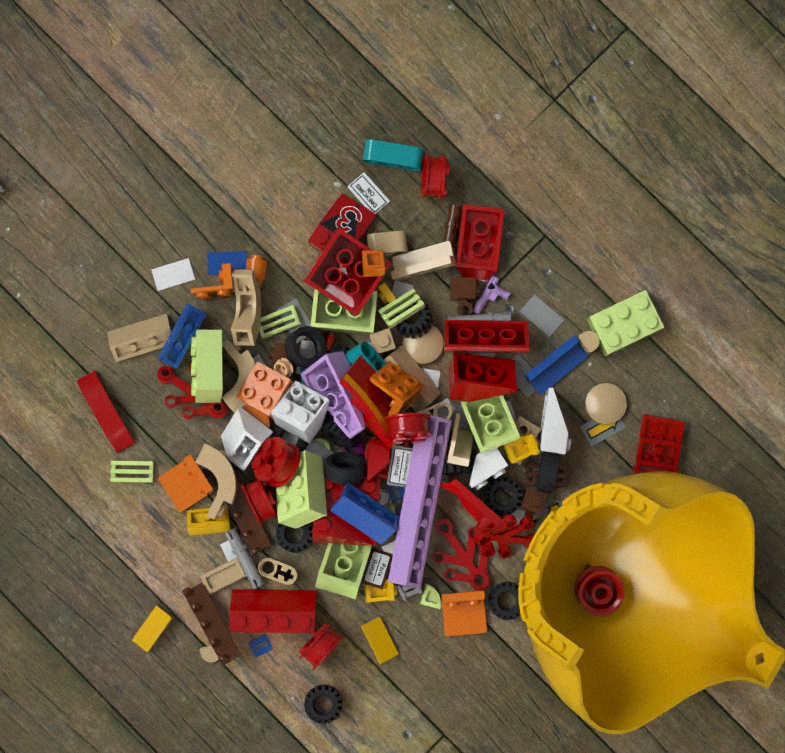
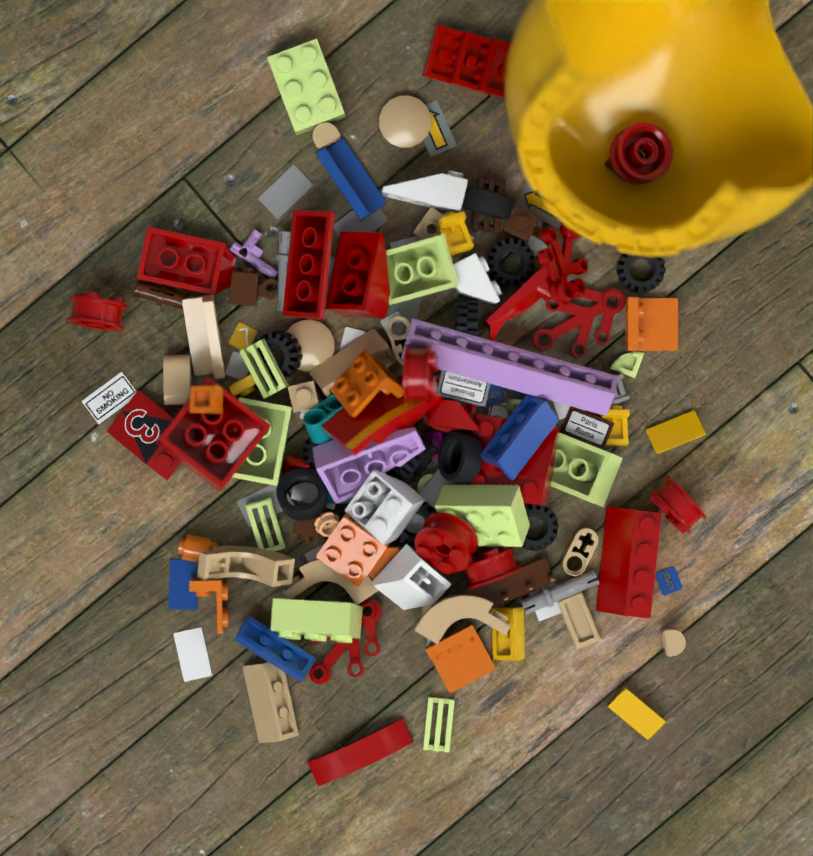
camera: 85 degrees left, 5 degrees up
(212, 623) = (637, 638): reddish brown hinge -> none
(326, 717) = (763, 513): black tyre -> none
(393, 155) = (63, 362): teal beam -> none
(425, 292) = (242, 336): none -> yellow sticker
(460, 444) = (443, 310): tan panel -> none

